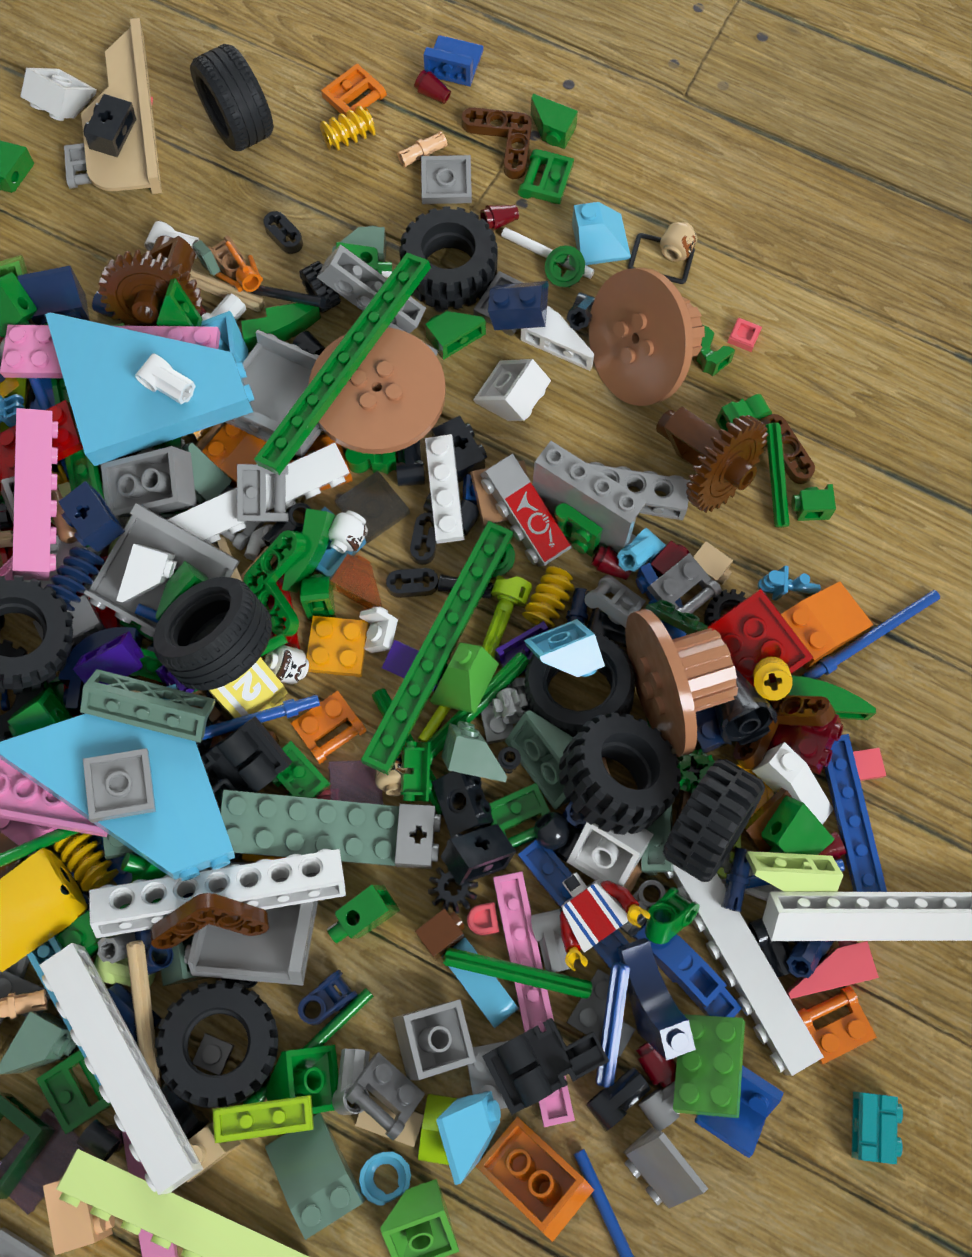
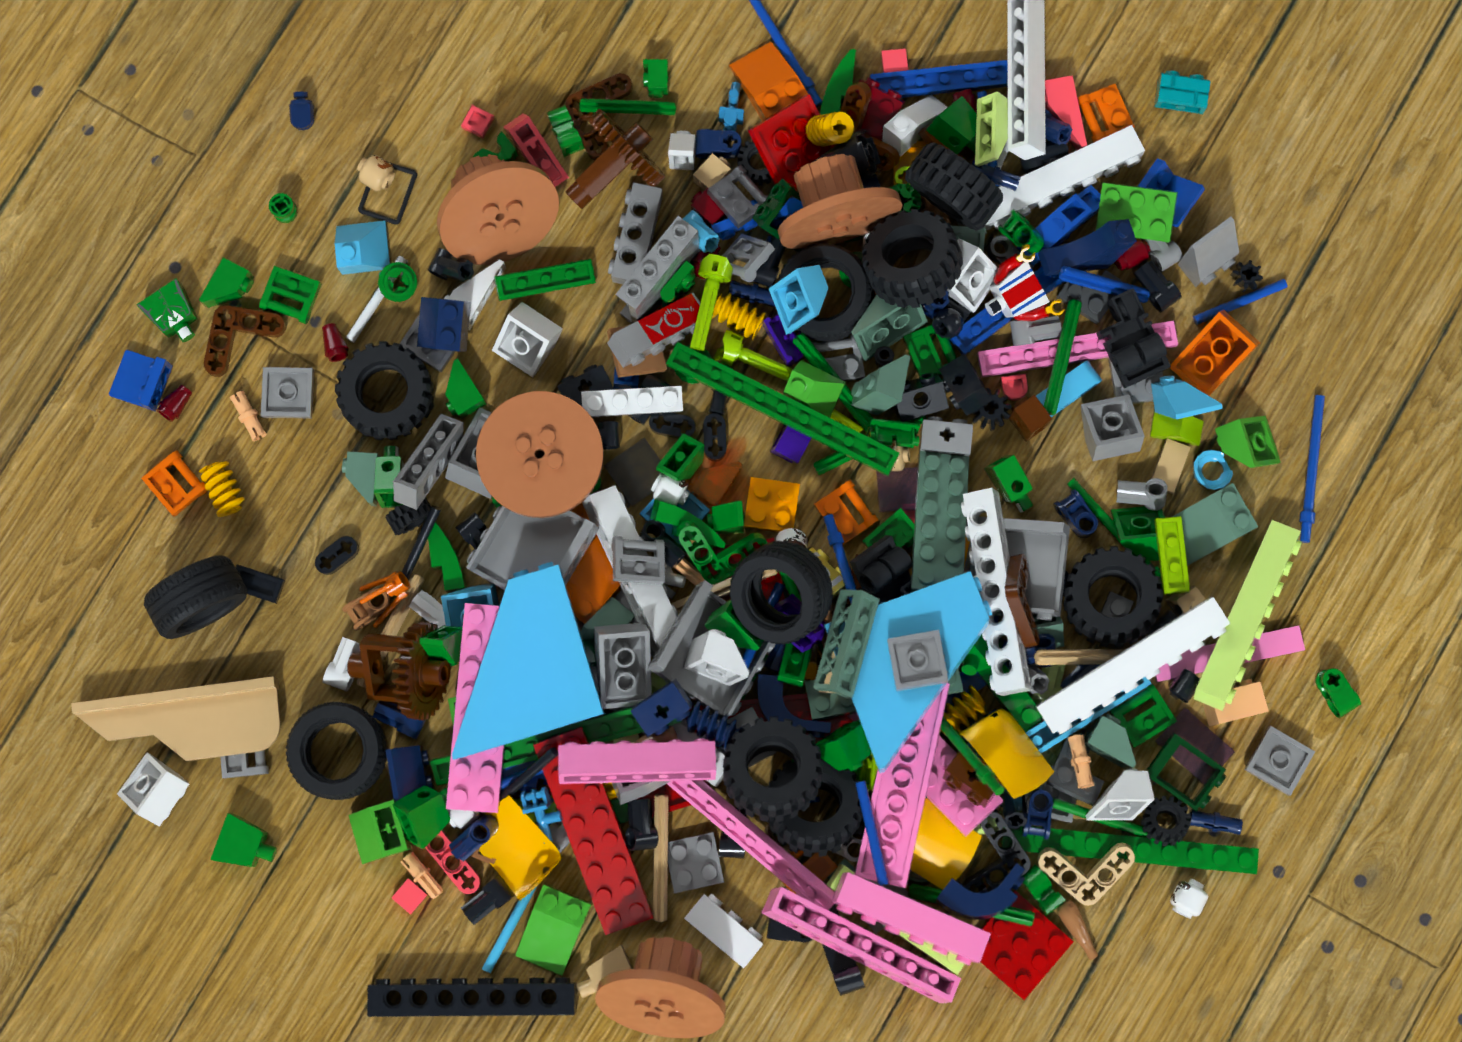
camera: 85 degrees left, 10 degrees up
(35, 396) = (529, 773): none -> black bar
(74, 206) = (300, 746): none -> black tyre
(109, 125) = (196, 719): black brick -> none
(116, 656) = (795, 690): dark purple hinge -> none
(159, 375) = (533, 643): white piece -> none
(206, 257) = (367, 627): sand green tile -> none
(255, 168) = (261, 584): none -> black tile
(342, 364) = (517, 479): green plate -> none
(379, 541) = (682, 459): none -> green slope
(381, 629) = (762, 464): white bracket -> none
(391, 1089) = (1148, 461): flat silver plate -> none
(509, 705) = (839, 352): light grey gear -> none
(523, 76) = (170, 310): none -> green torso
(576, 401) = (544, 279): none -> green tile
(595, 565) = (709, 295): none -> lime piece
(634, 163) = (287, 211): none -> green wheel
(646, 1229) = (1253, 274): none -> black gear
(719, 385) = (534, 148): none -> coral slope
(733, 530) = (682, 150): none -> white slope
(736, 175) = (301, 111): none -> dark blue arm
(745, 569) = (717, 142): none -> dark blue piece

